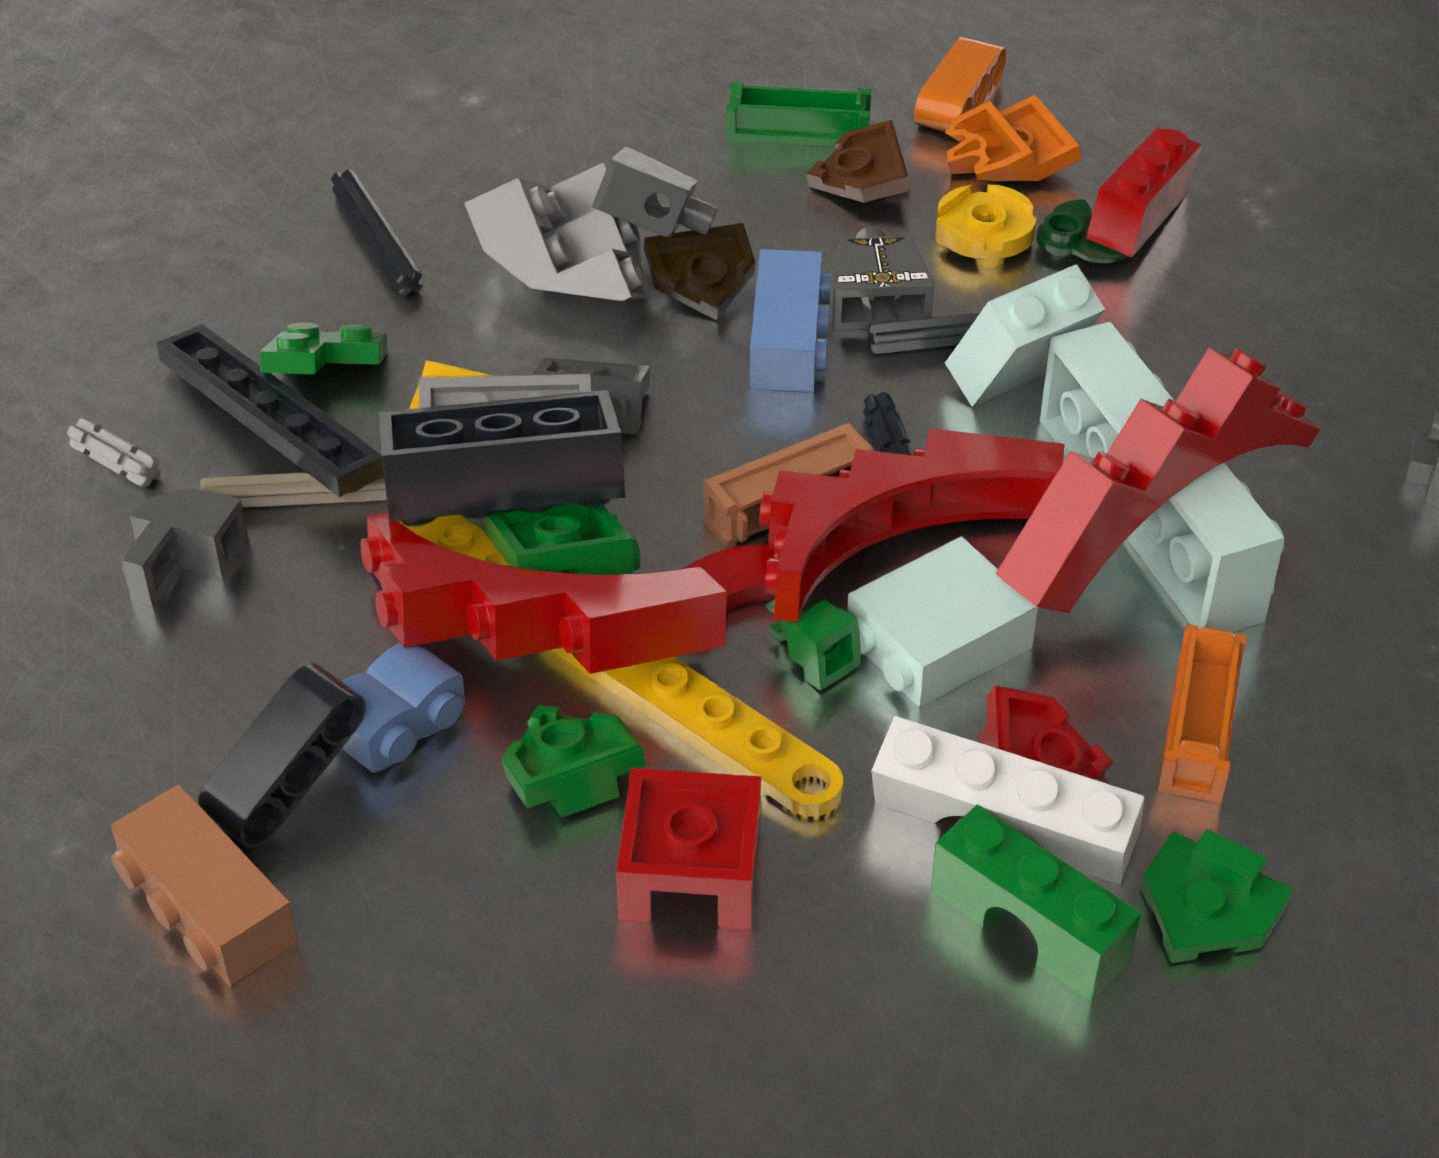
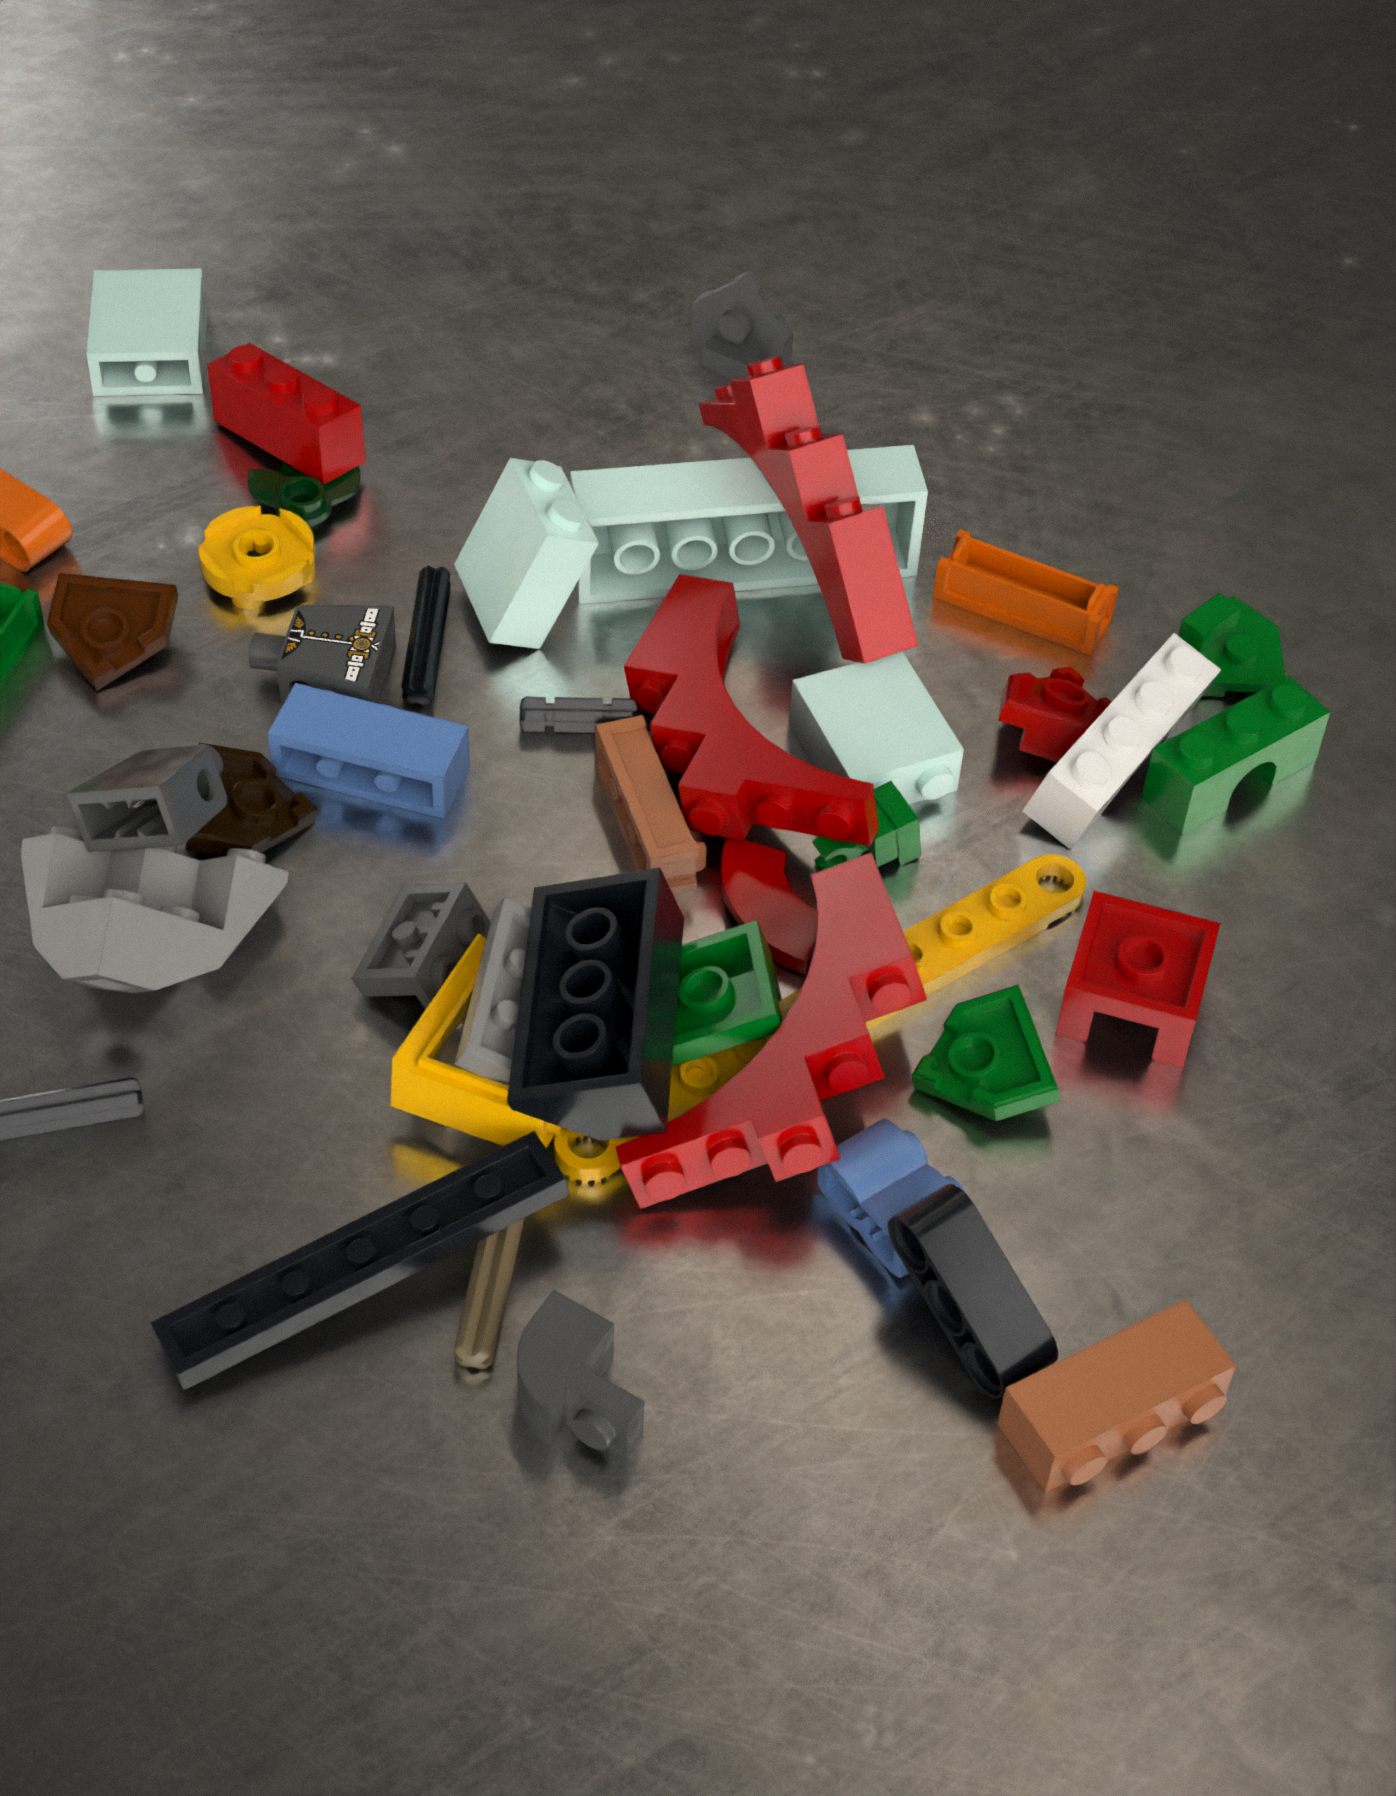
camera: 80 degrees left, 5 degrees up
(114, 452) = (359, 1453): light grey axle -> none
(306, 349) = (255, 1202): green plate -> none
(1011, 143) = (127, 492): orange plate -> none
(1215, 104) = (147, 332): none -> light aqua brick

